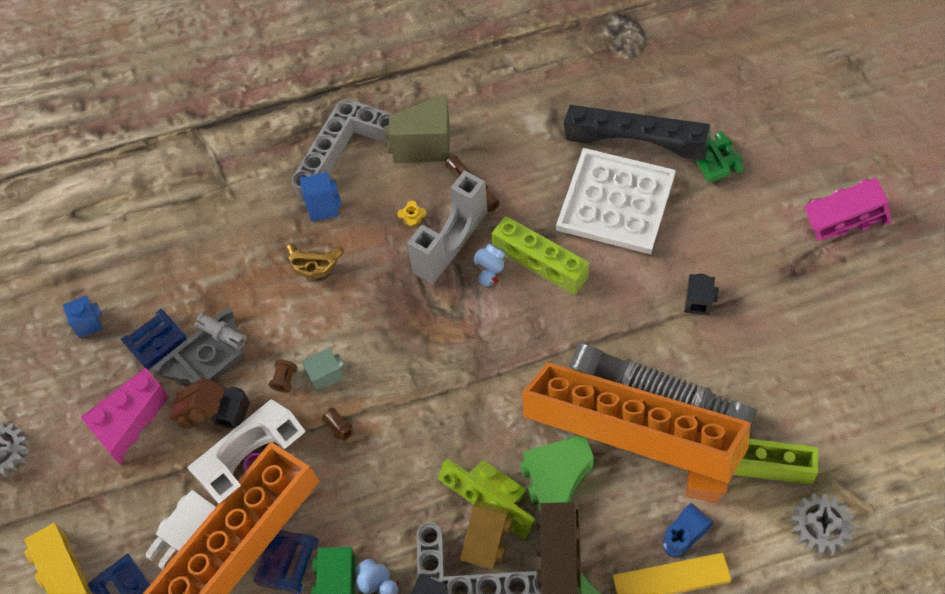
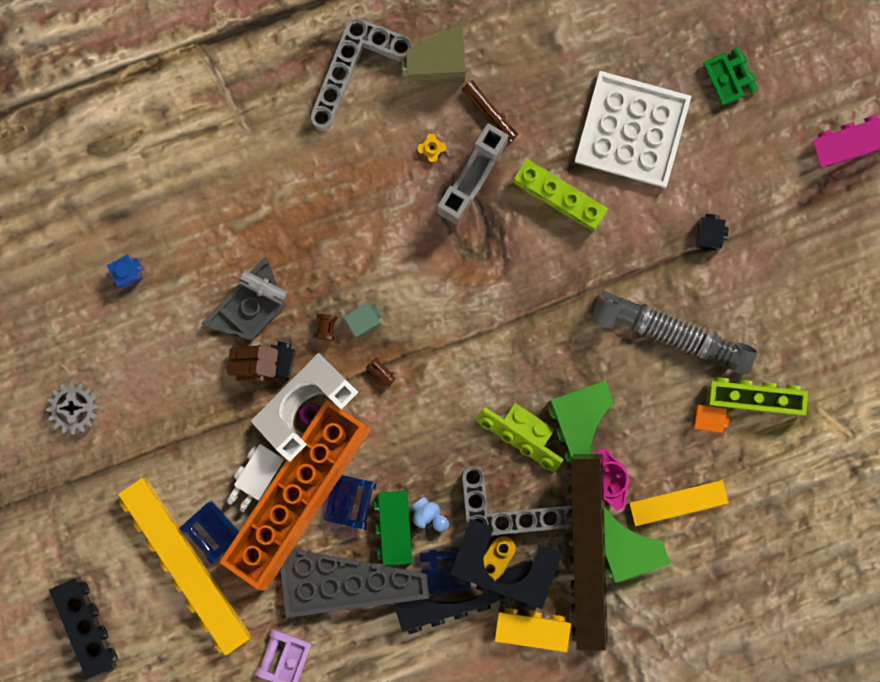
camera: 10 degrees left, 25 degrees up
(125, 413) = (184, 371): dark pink wedge -> none
(158, 343) = (202, 296): clear blue plate -> none
(312, 264) = (340, 209): pearl gold piece -> none
(320, 196) = (342, 137): blue brick -> none
(486, 535) = (522, 475): pearl gold brick -> none
(492, 260) = (514, 202): light blue animal -> none
(594, 542) = (615, 480): none -> dark pink hat
(637, 421) = (650, 374): orange brick -> none
(680, 136) = (625, 47): black arch -> none
(689, 528) = (695, 459): blue piece -> none
(833, 519) = (807, 443): light grey gear -> none

